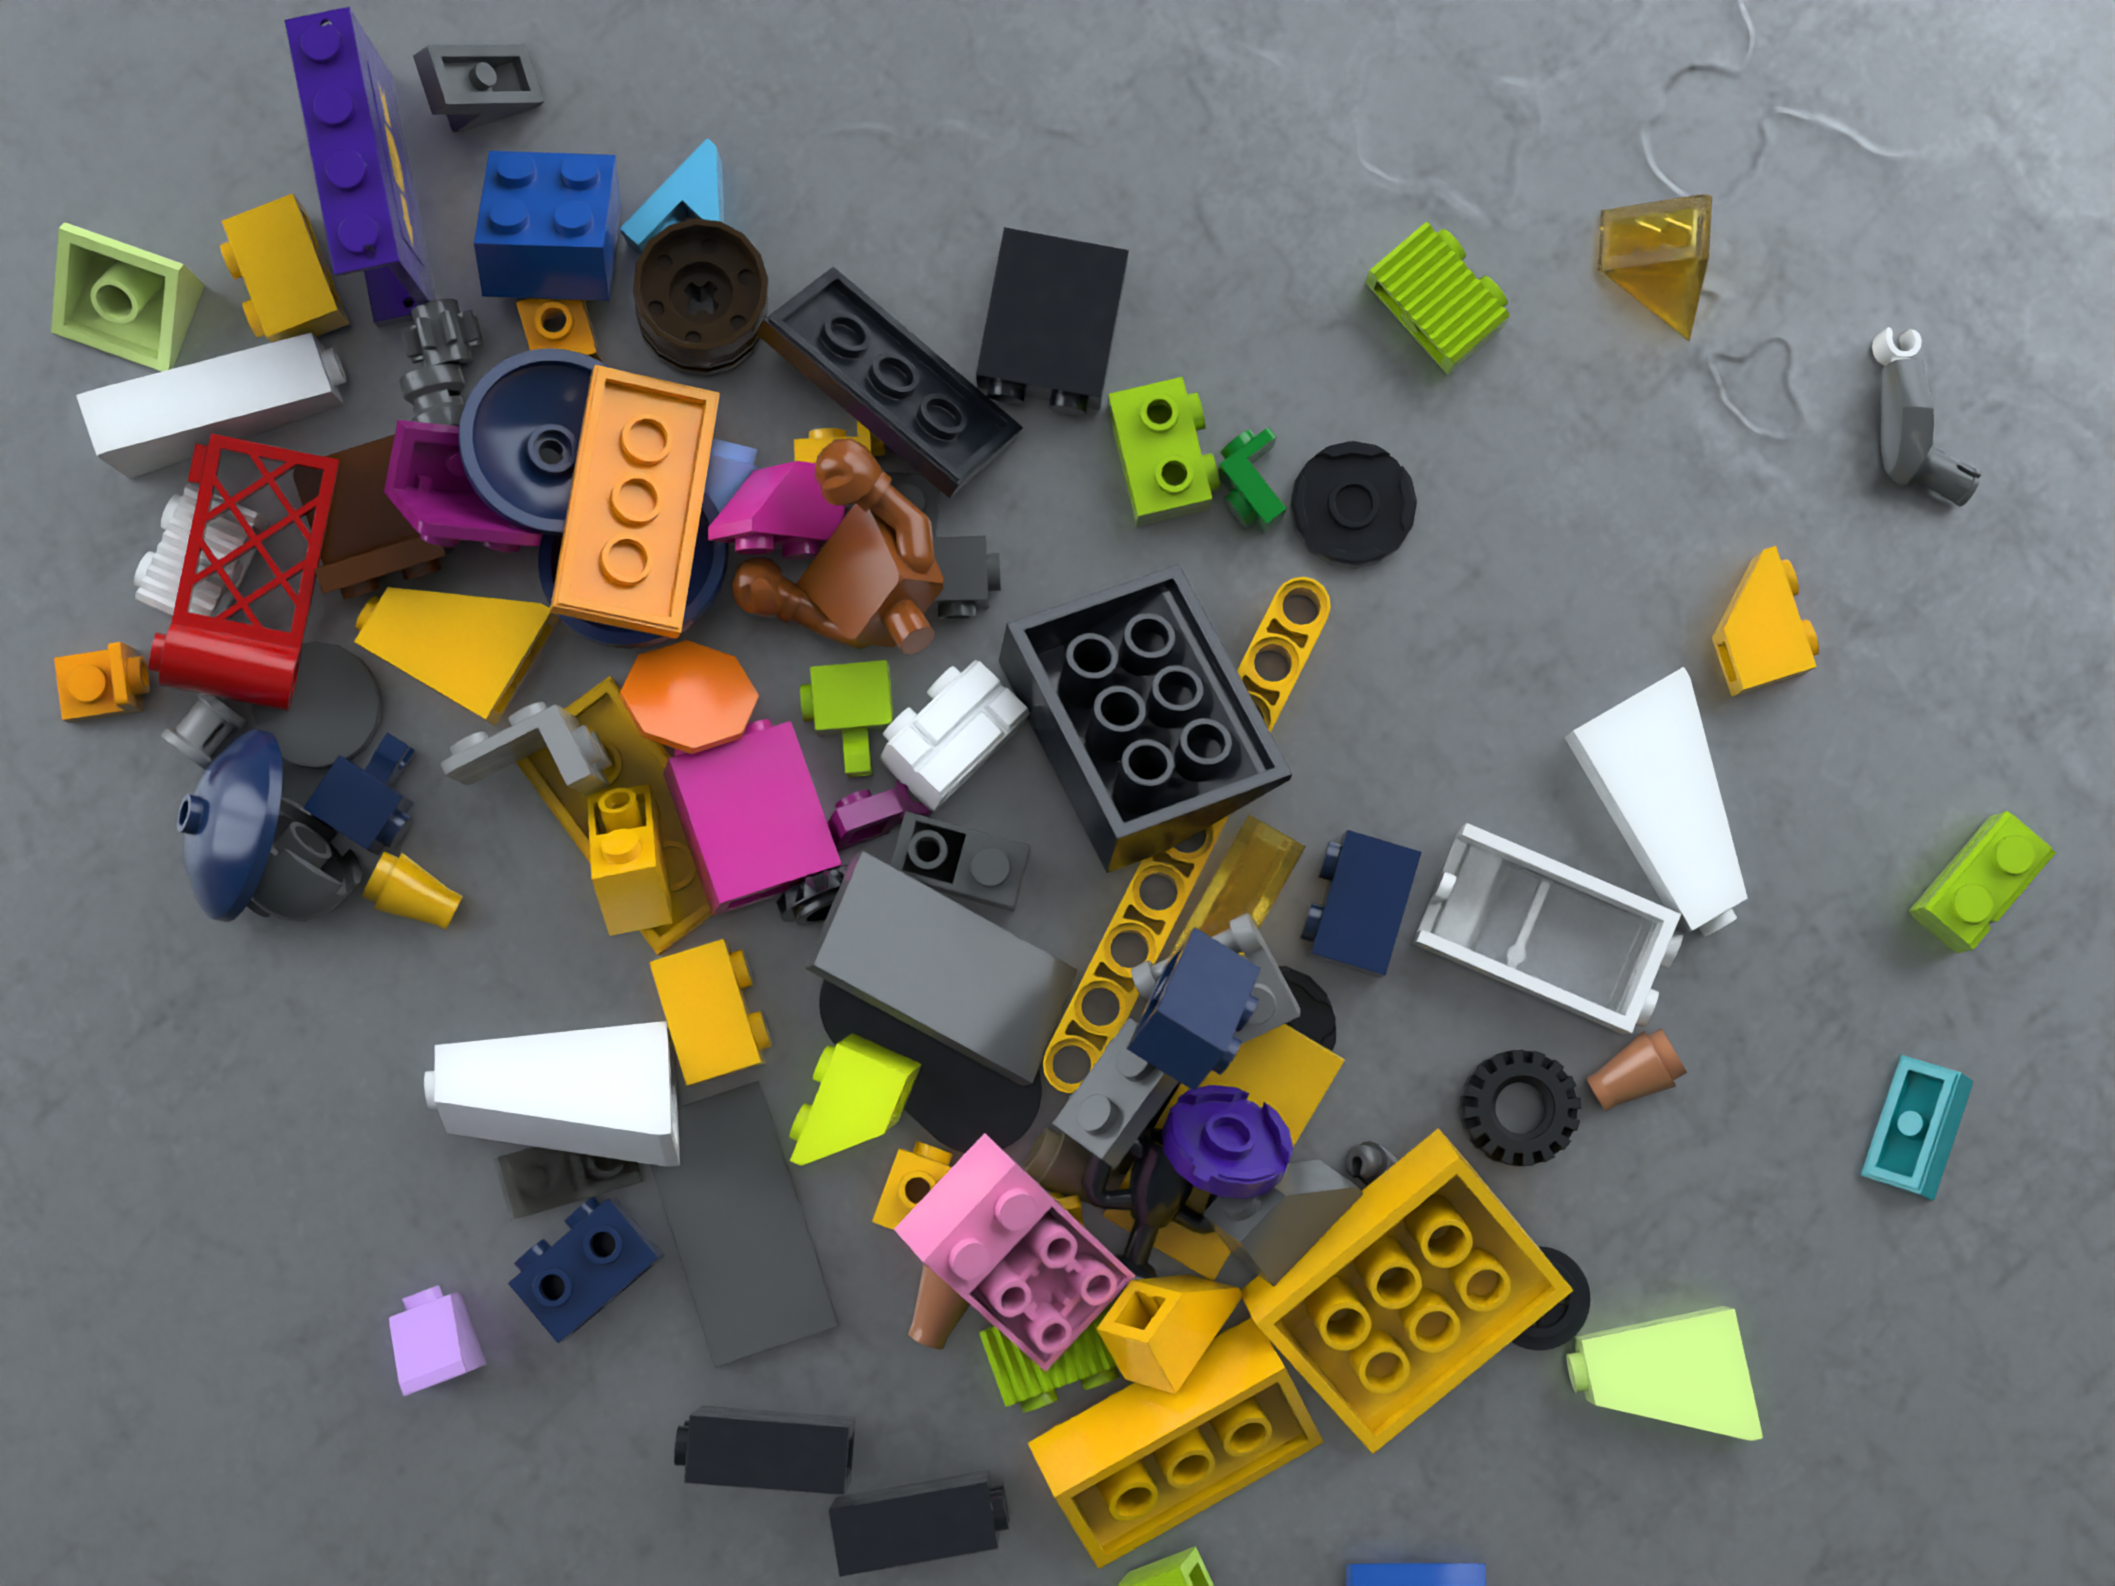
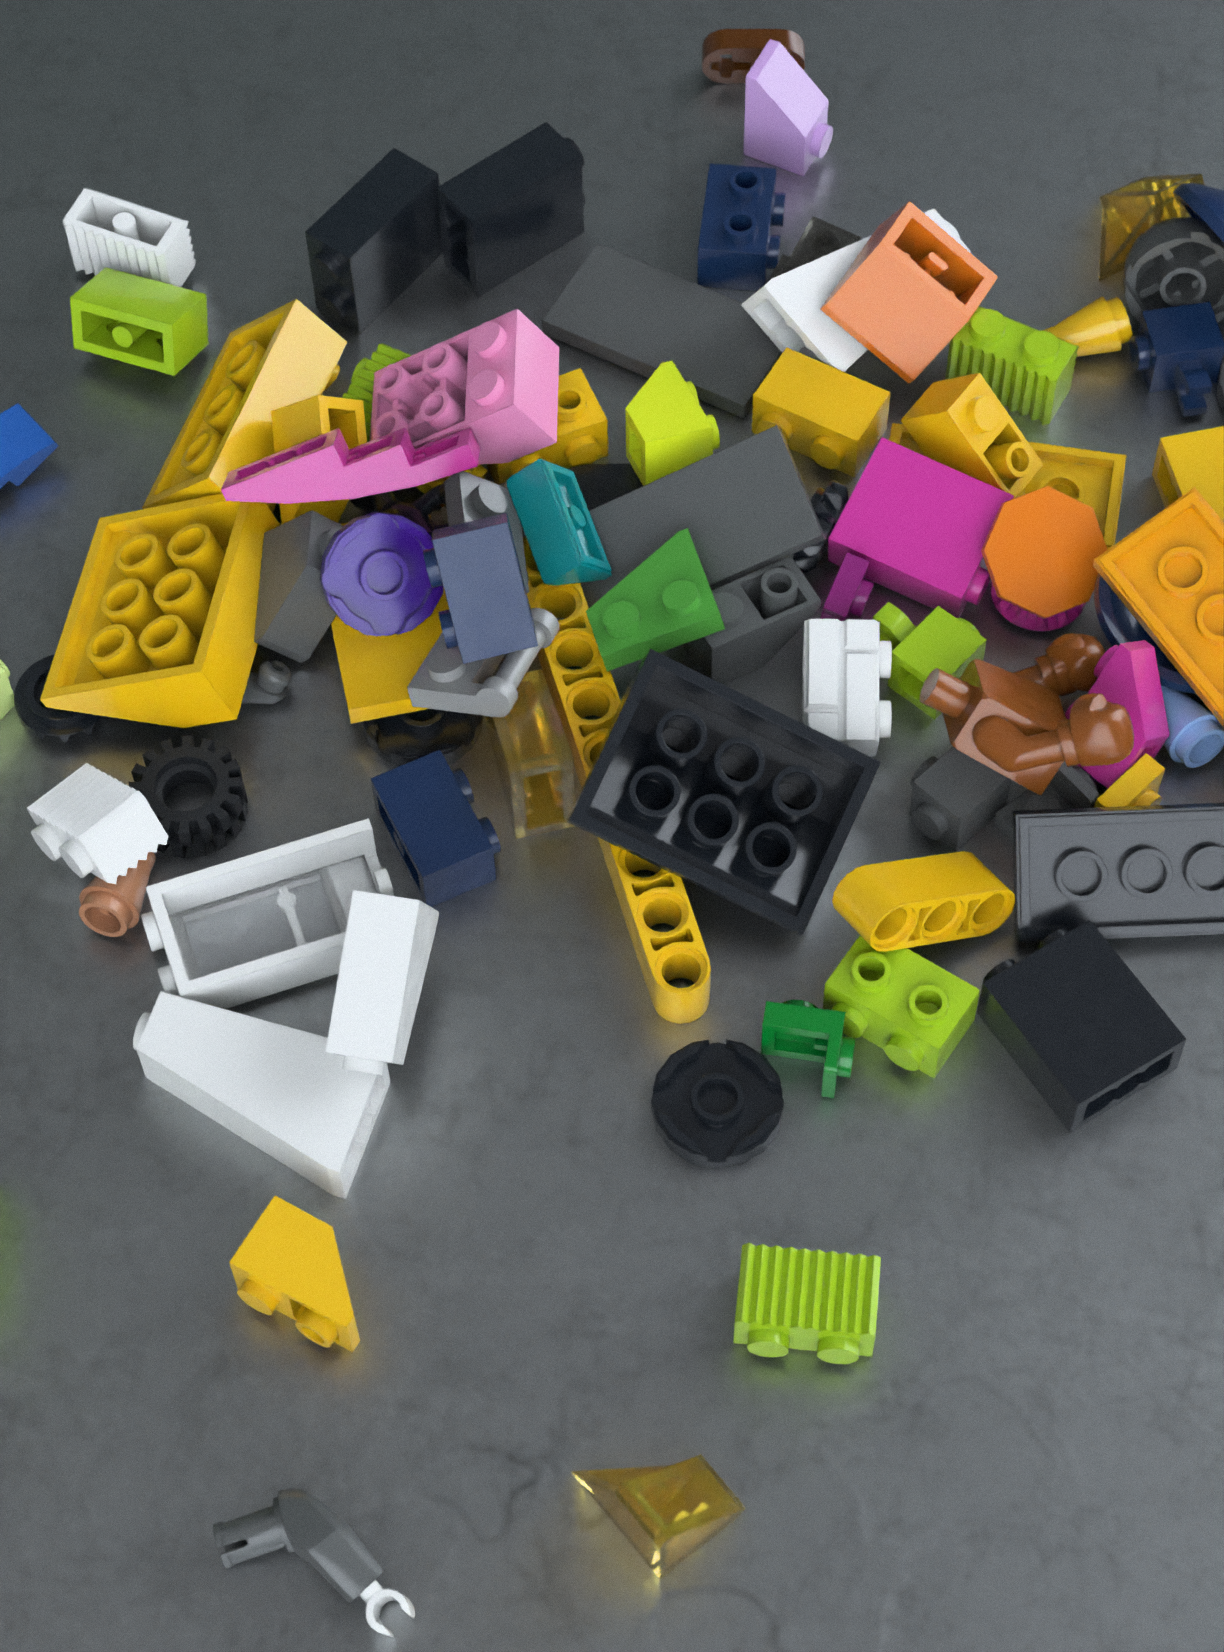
camera: 140 degrees right, 25 degrees down
(239, 968) = (1132, 211): none -> clear yellow slope
(382, 1453) = (744, 48): none -> reddish brown beam
(510, 914) = (1020, 363): none -> lime brick
(554, 1024) = (909, 292): none -> orange slope
(574, 749) = (1089, 441): light grey bracket -> none
(1040, 915) = (656, 606): none -> bright green wing
(1045, 1064) = (558, 524): none -> teal slope
(1078, 496) = (923, 901): none -> yellow beam
(1192, 1257) = (331, 471): none -> slope
(1537, 772) = (380, 979): none -> white slope
(1625, 1125) = (96, 824): none -> white brick

